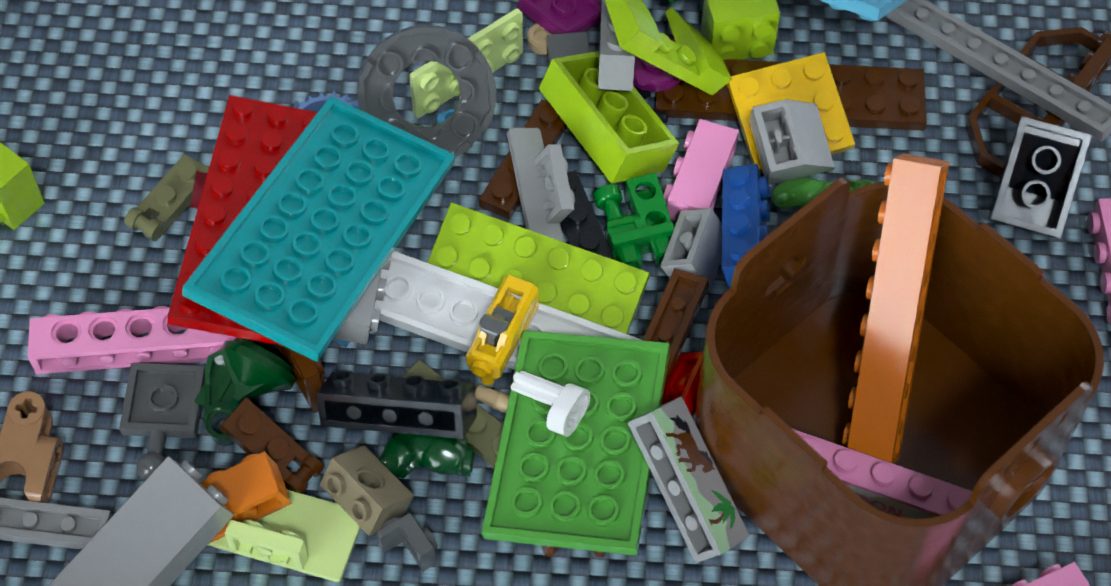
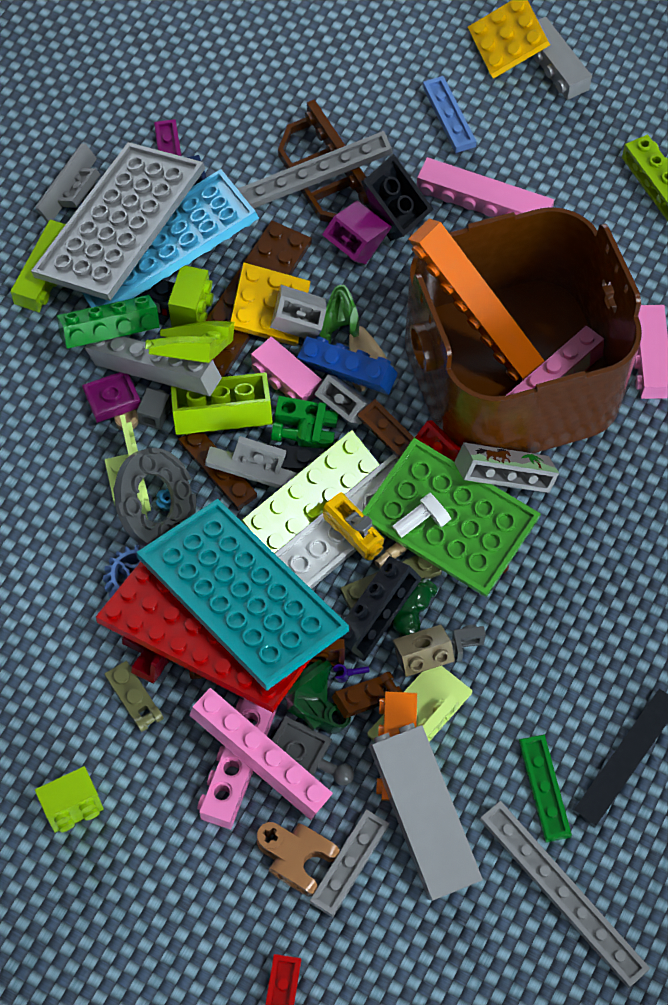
camera: 65 degrees left, 5 degrees up
(122, 347) = (260, 753): none -> bright pink brick
(301, 416) = (348, 672): none -> dark purple hand
(973, 158) = (357, 232): none -> magenta slope

